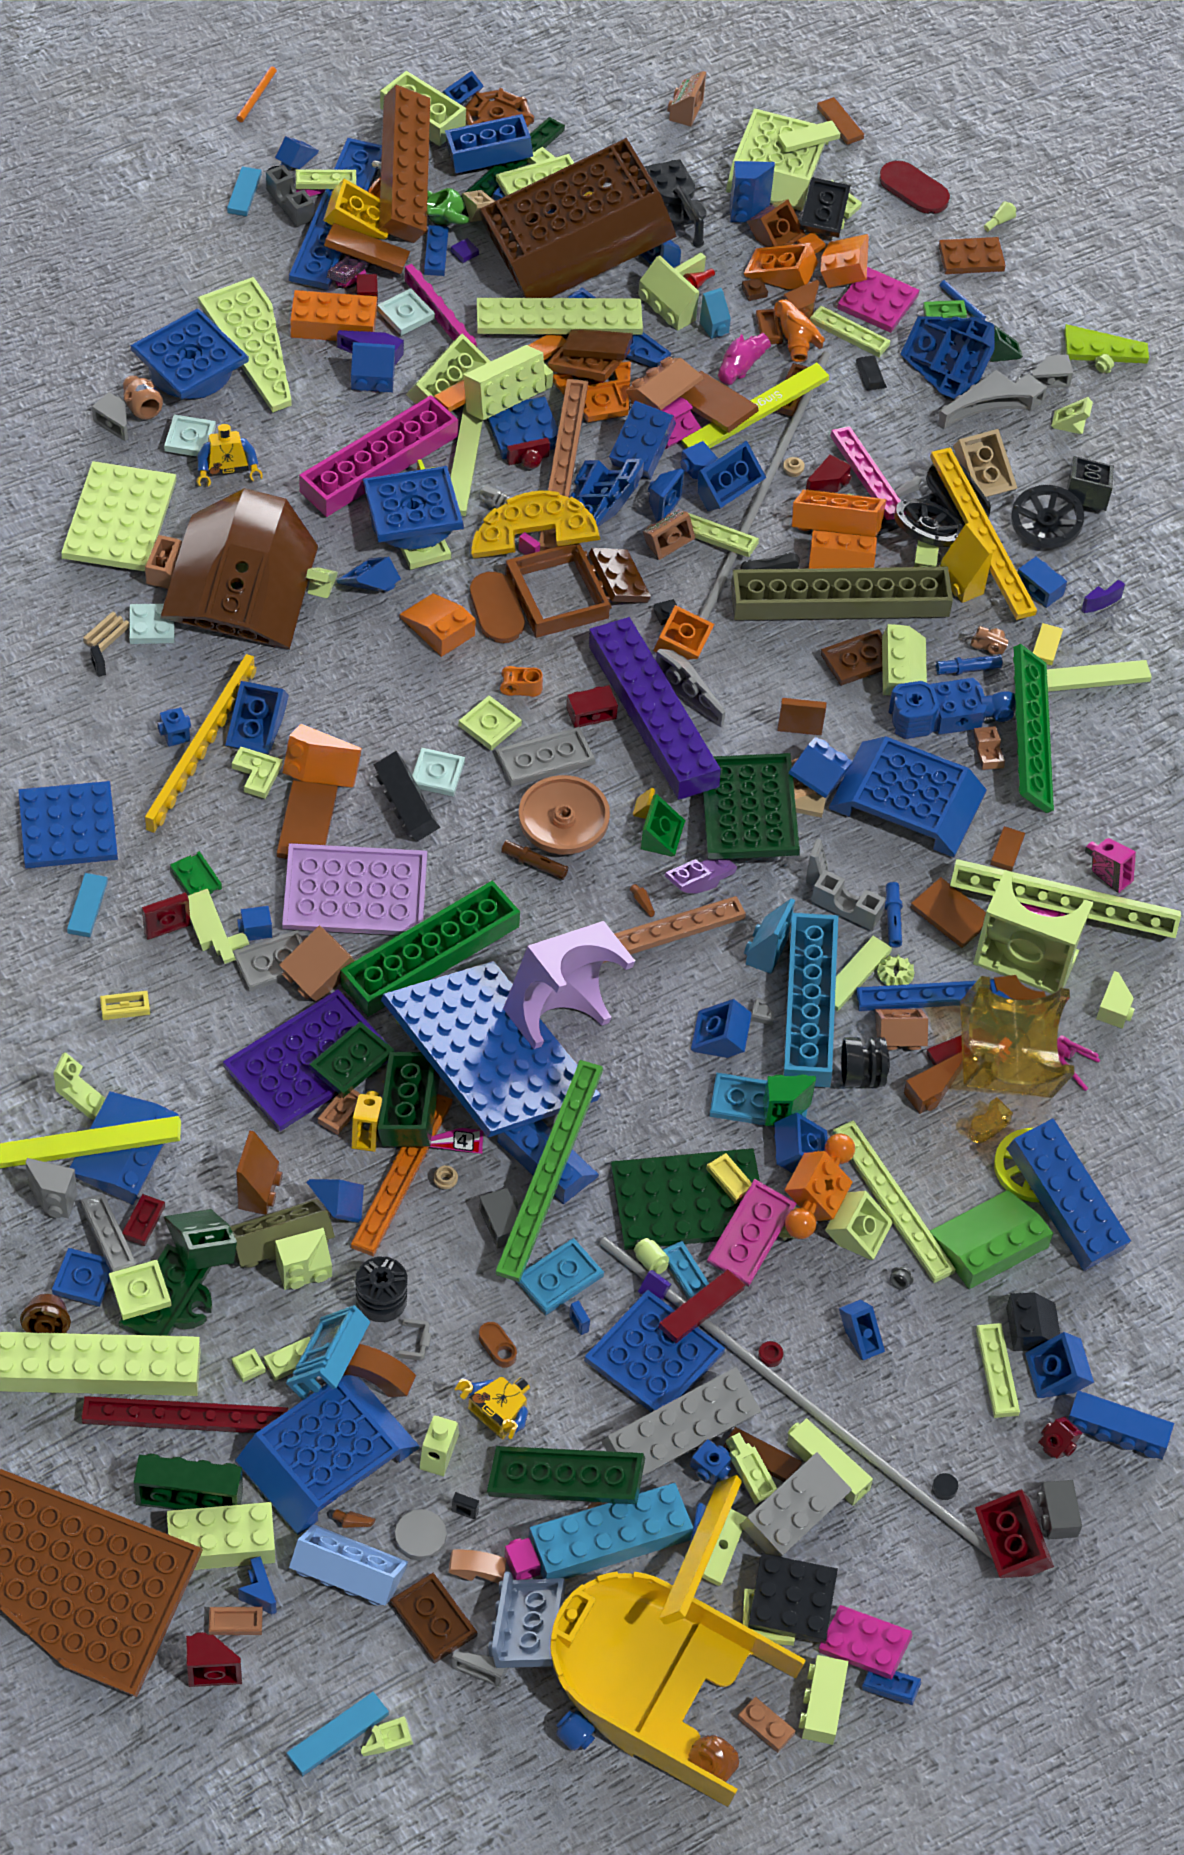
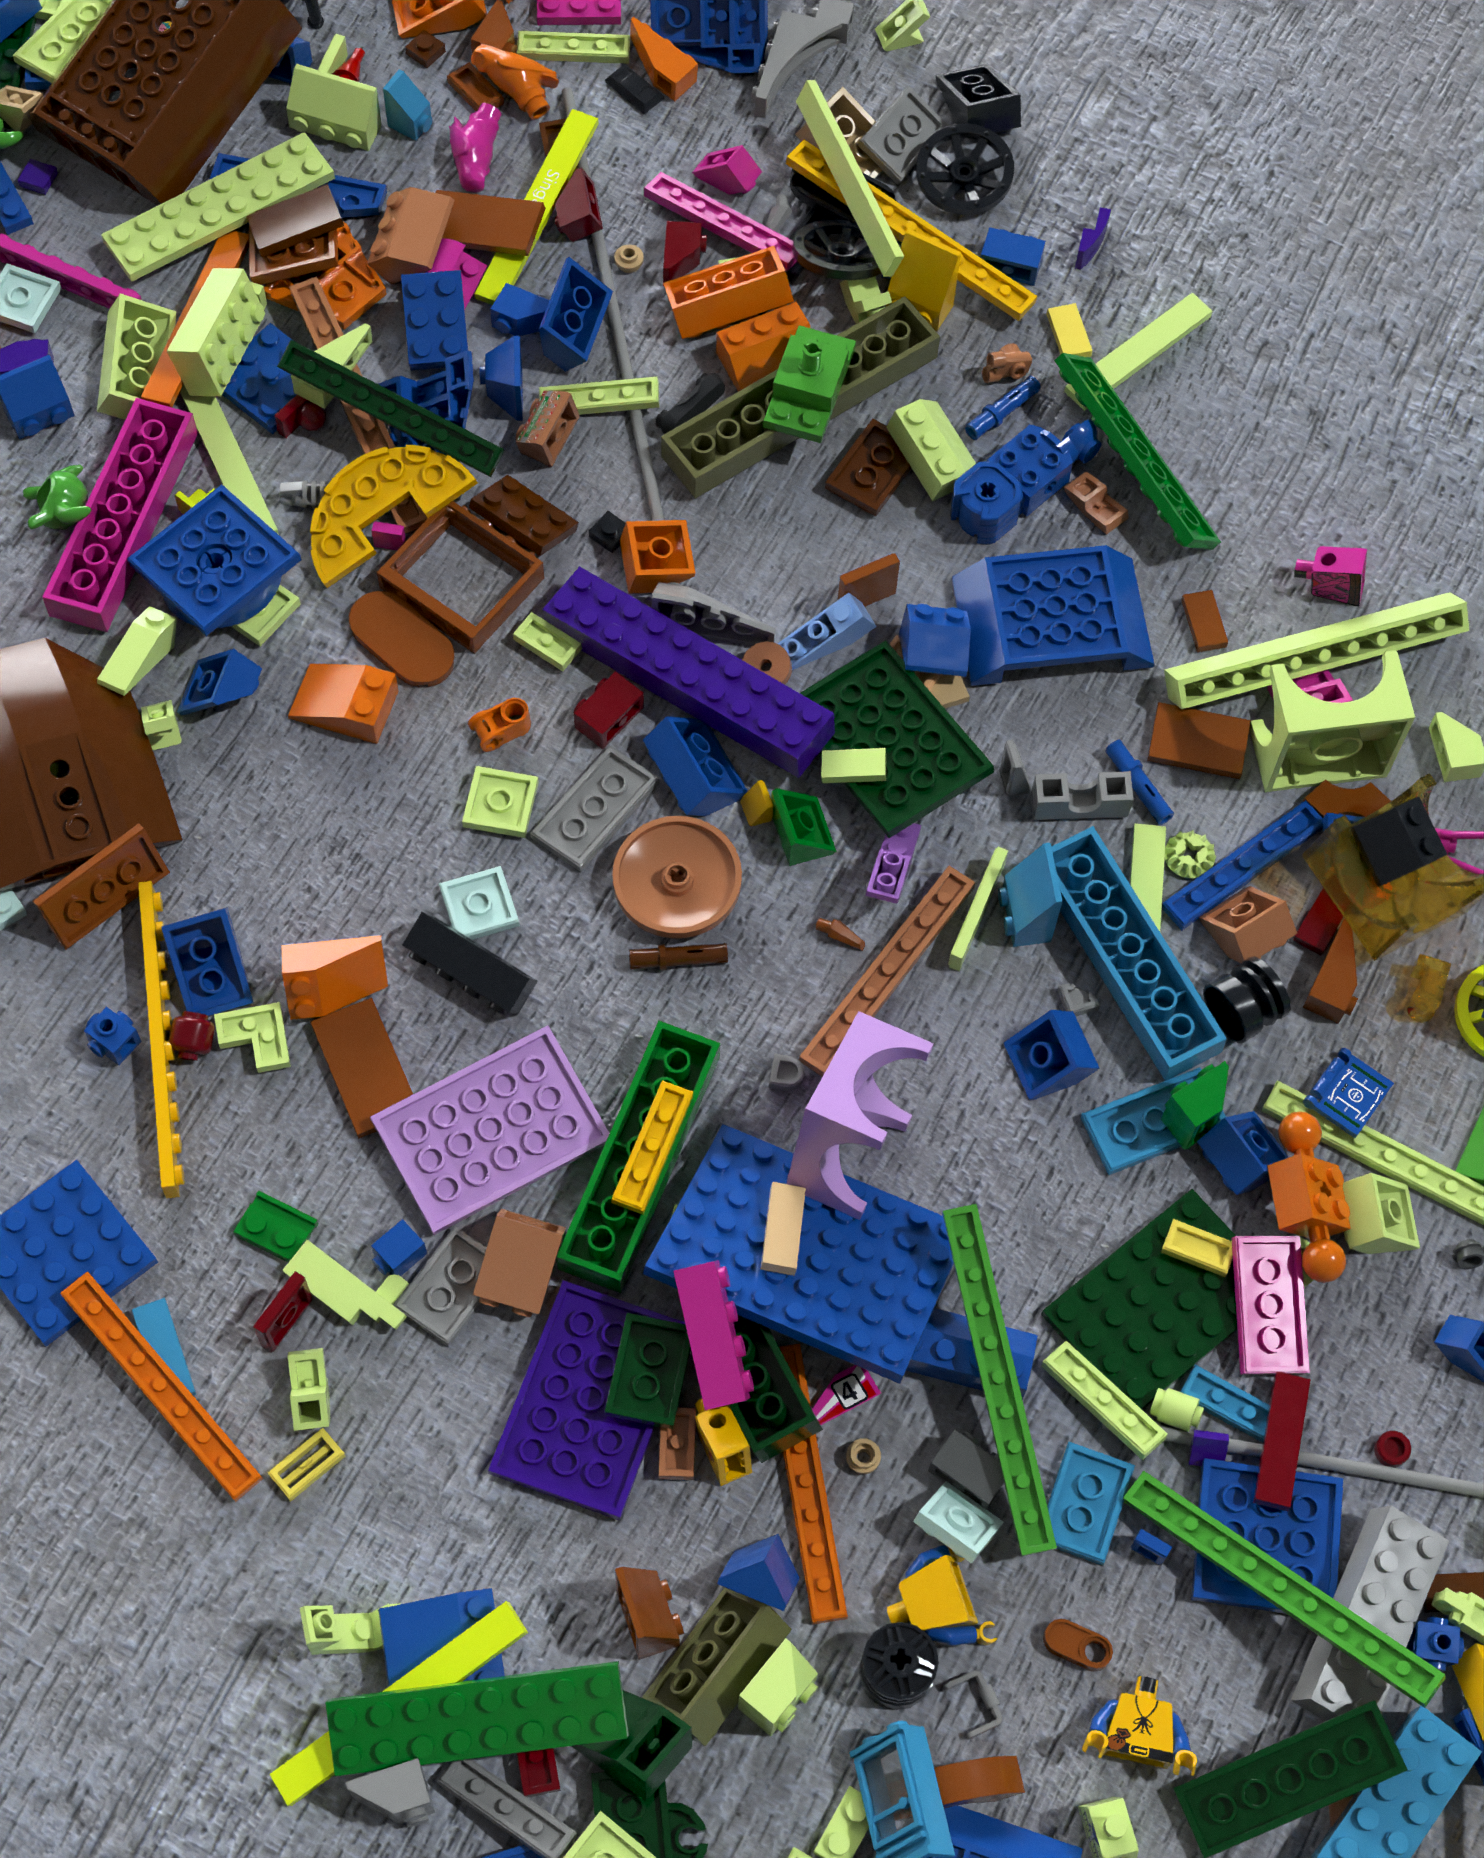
camera: 30 degrees left, 10 degrees up
(72, 919) = (161, 1386): none -> orange tile
(124, 1170) = (477, 1718): none -> green plate
(153, 966) = (309, 1389): none -> yellowish green brick
(220, 751) = (191, 1035): none -> dark red head
(223, 644) = (101, 886): none -> dark orange tile
(337, 532) = (141, 648): none -> yellowish green slope
(347, 429) = (59, 499): none -> bright green piece
(396, 1048) = (713, 1335): none -> dark pink brick
(432, 1269) = (939, 1600): none -> yellow torso
(438, 942) = (652, 1147): none -> yellow tile
(473, 1237) = (958, 1522): none -> light aqua plate
(481, 1023) = (783, 1228): none -> tan tile
(557, 433) = (344, 351): none -> yellowish green slope
(575, 471) = (391, 408): none -> dark green tile
(582, 651) = (547, 641): none -> yellowish green plate
(611, 1227) = (1104, 1400): none -> yellowish green tile
(621, 762) = (694, 765): none -> blue slope
(636, 1372) = (1285, 1589): none -> bright green plate
(714, 726) = (770, 653): none -> nougat piece
(715, 807) = (853, 765): none -> yellowish green tile
(734, 930) = (977, 908): none -> yellowish green tile
(761, 732) = (828, 631): none -> light blue slope
(781, 421) = (578, 208): none -> dark red slope
(846, 583) = (808, 383): none -> bright green brick
(893, 1151) = (1348, 1092): none -> blue piece
(894, 446) = (729, 170): none -> dark pink slope
(900, 370) = (665, 64): none -> orange slope
(959, 481) = (849, 178): none -> yellowish green tile
(1020, 474) = (900, 133): none -> light grey tile
(1022, 1018) = (1398, 841): none -> black slope

